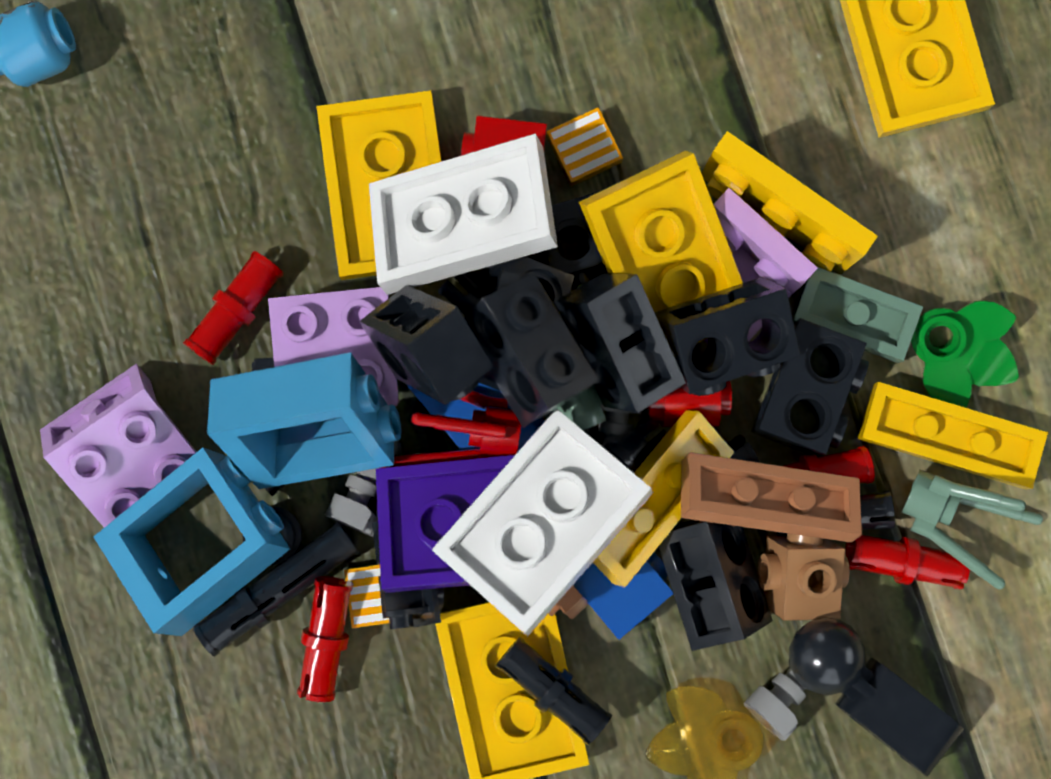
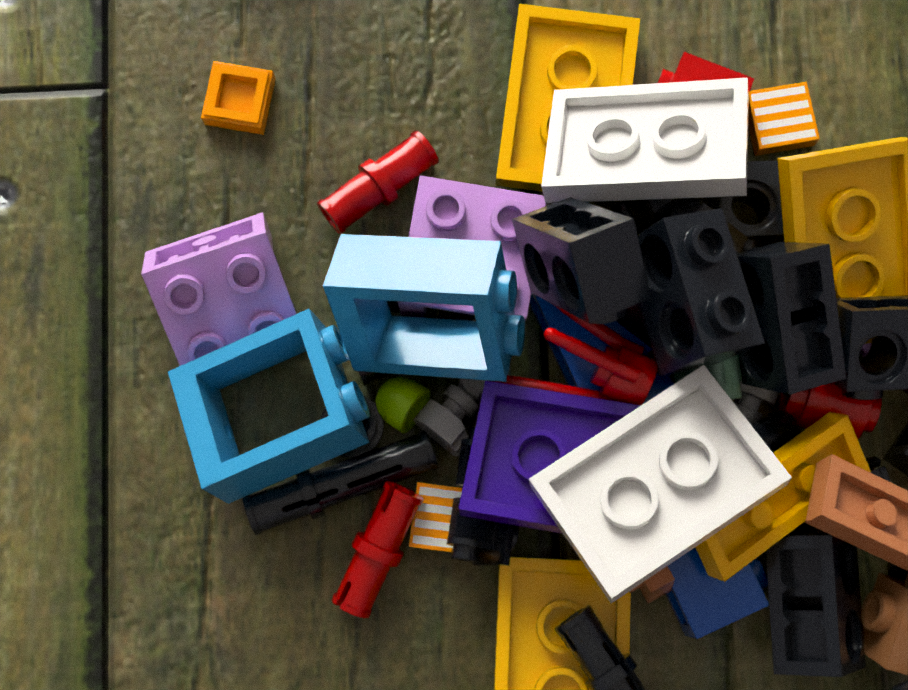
camera: 20 degrees right, 5 degrees down
(82, 262) = (238, 97): none -> light orange tile
(309, 502) = (400, 402): none -> lime hinge

